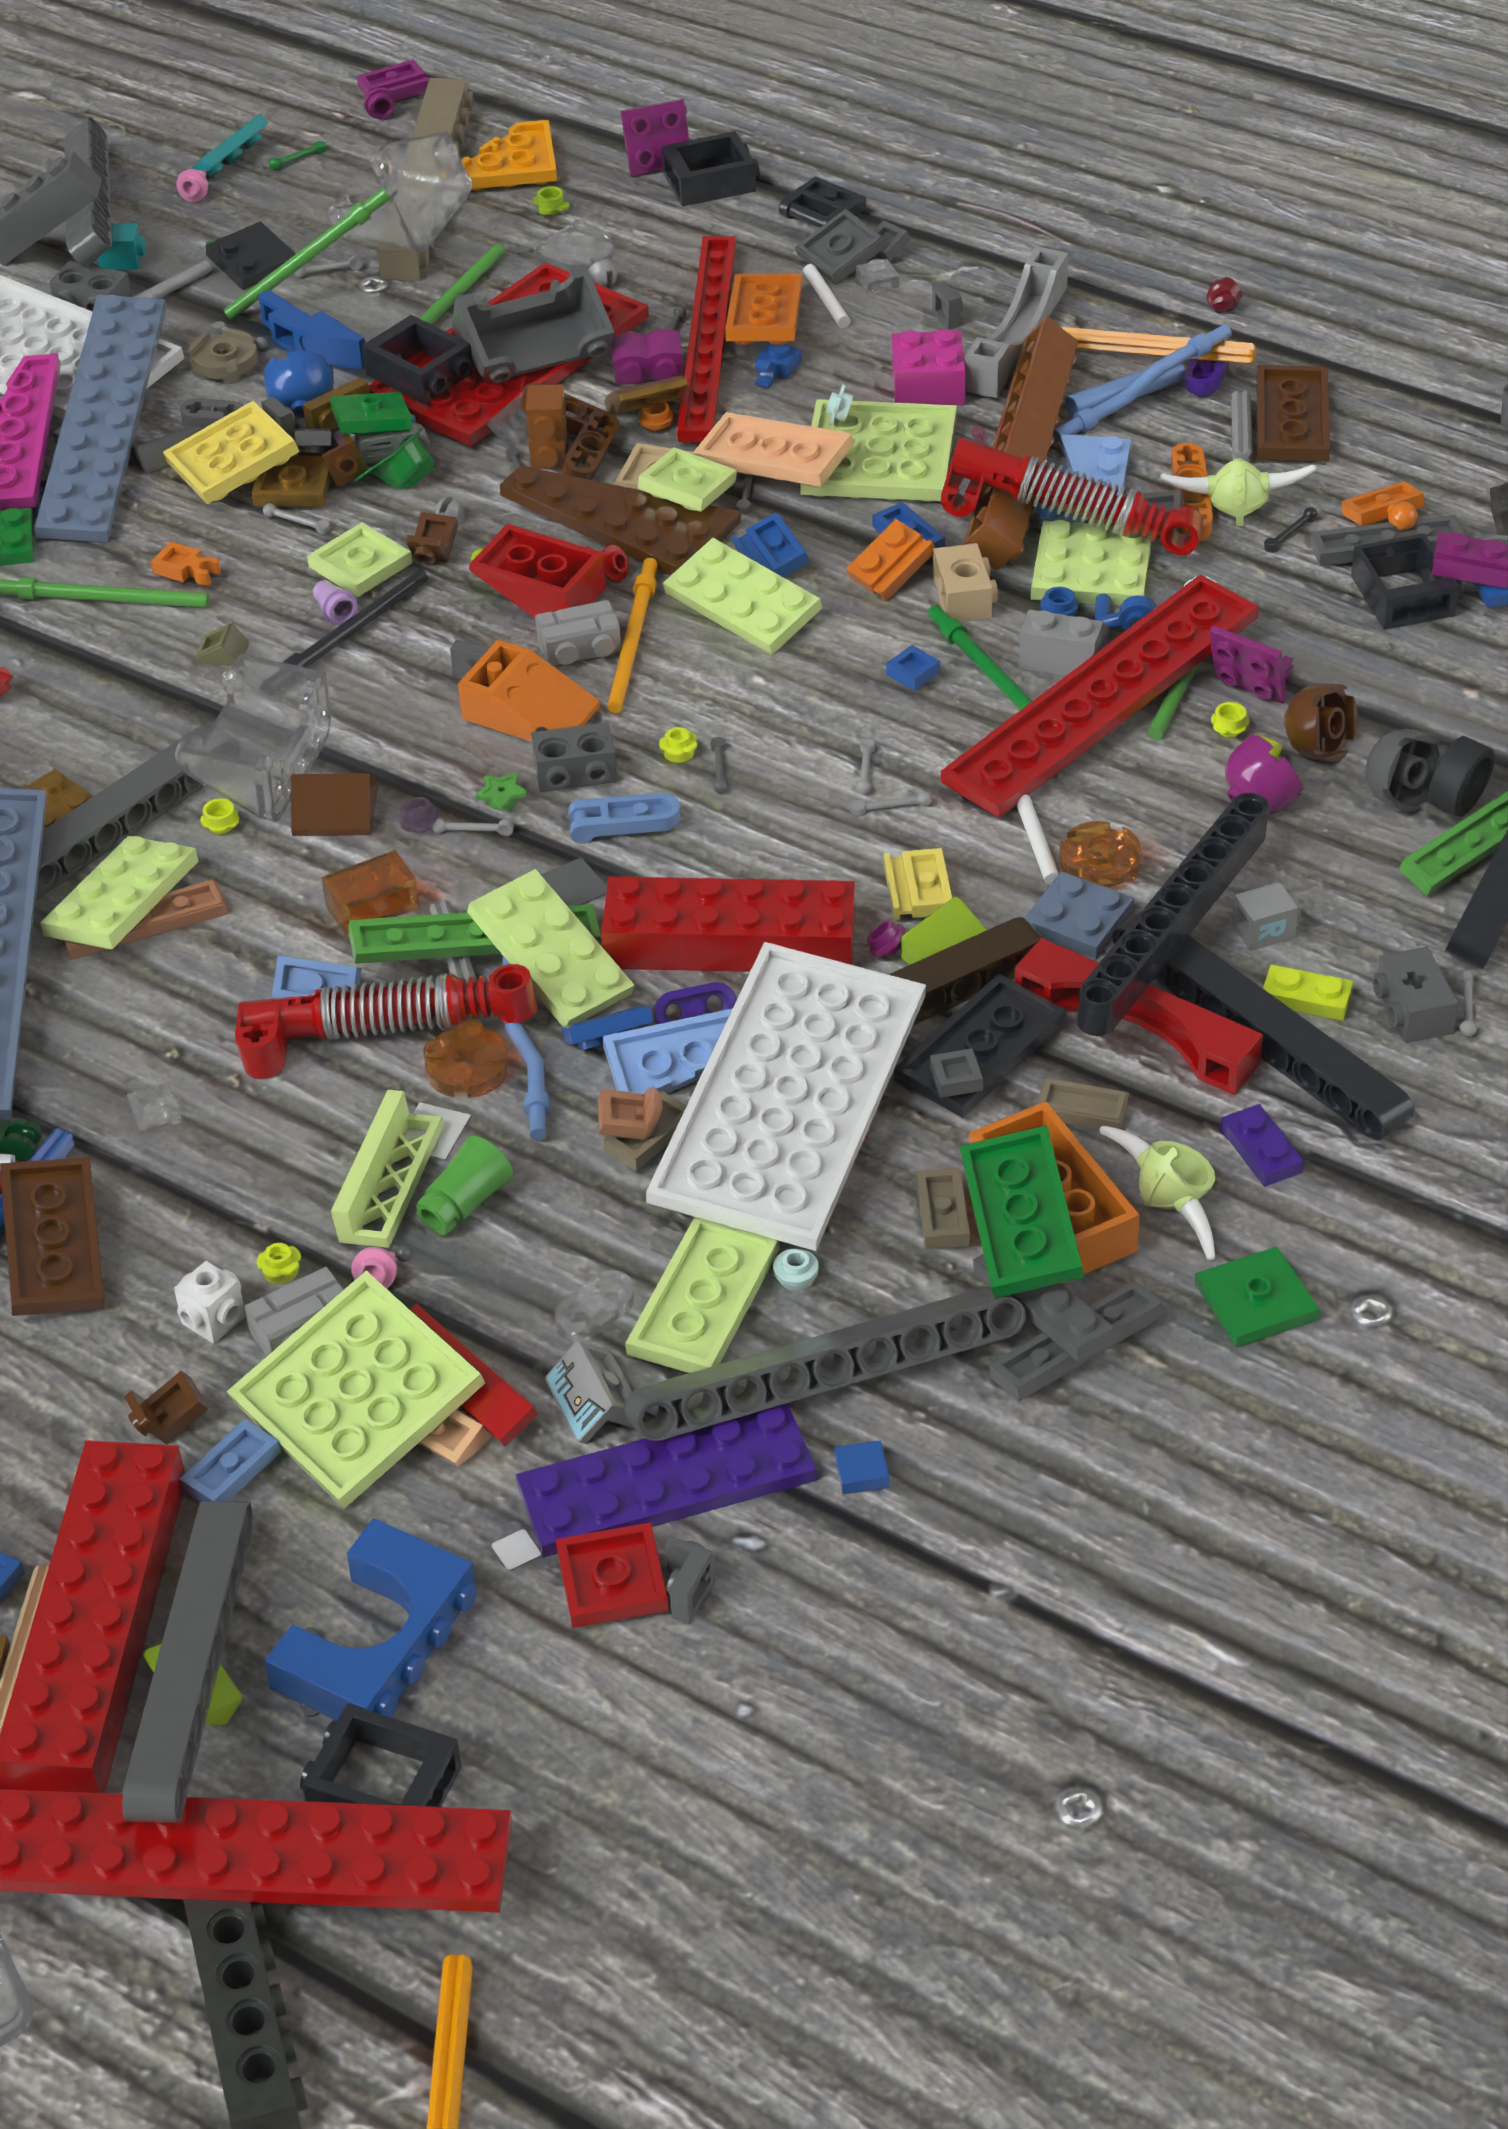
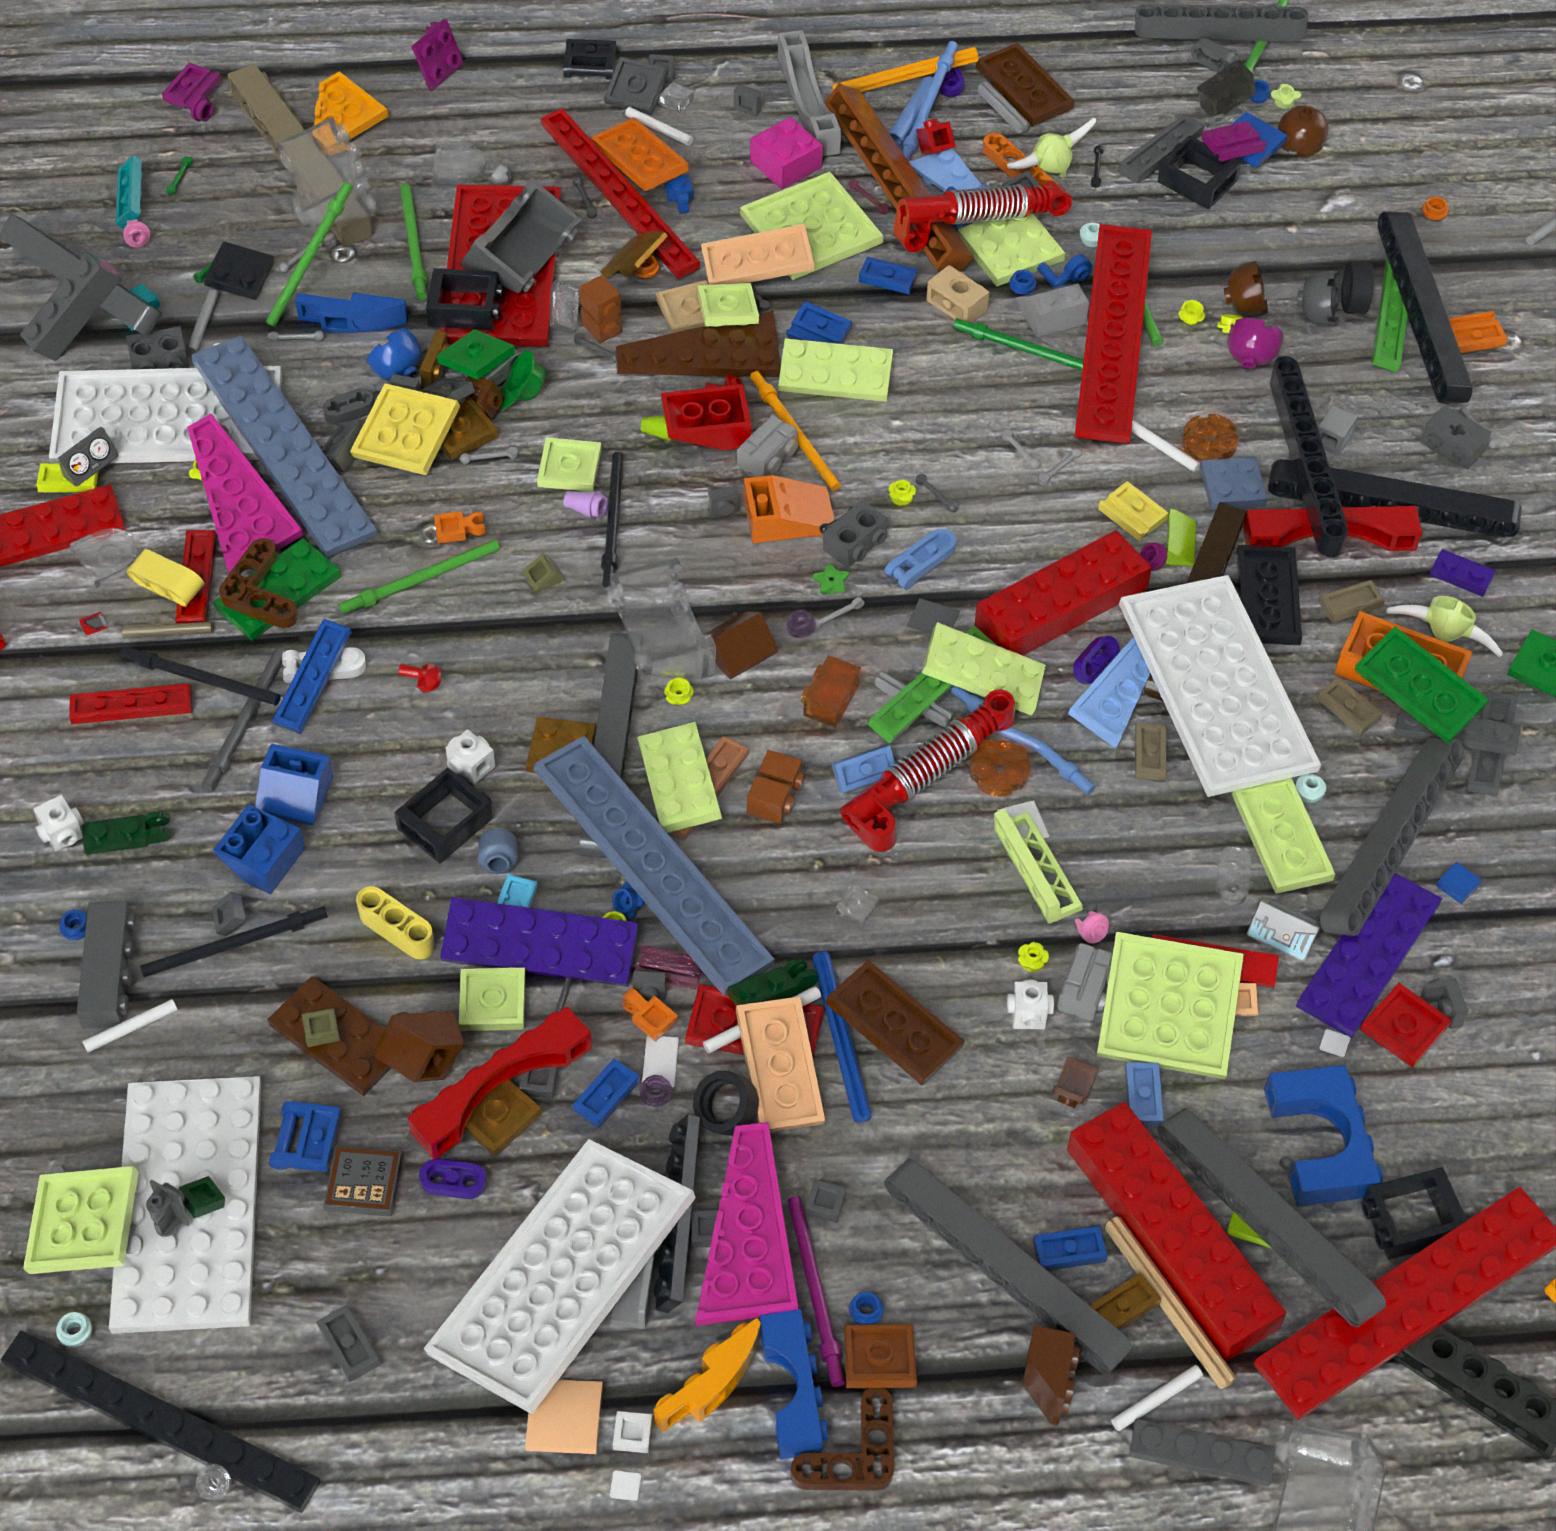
camera: 40 degrees left, 10 degrees up
(194, 963) = (774, 792): none -> dark orange piece
(223, 356) = (307, 369): dark tan plate -> none
(433, 538) = (602, 425): reddish brown bracket -> none
(451, 507) = (587, 408): light grey hinge -> none
(464, 1184) = (1091, 845): bright green plant -> none
(550, 201) = (403, 134): lime plate -> none
(584, 427) = (571, 295): reddish brown beam -> none
(590, 1032) = (1059, 699): blue plate -> none
(629, 1113) = (1146, 746): nougat plate -> none
(647, 356) = (600, 225): magenta brick -> none
(712, 183) = (488, 83): black window -> none
(839, 405) = (770, 206): light aqua plate -> none
(890, 560) = (900, 300): orange plate -> none
(913, 667) = (986, 368): blue plate -> none
(956, 1073) = (1288, 620): dark grey plate -> none
(1113, 416) = (935, 136): none -> red brick
(1224, 295) = (905, 16): dark red plate -> none
(1250, 664) = (1180, 272): magenta plate -> none
(1310, 991) = (1397, 465): neon yellow plate -> none
(1392, 502) = (1138, 122): orange plate -> none

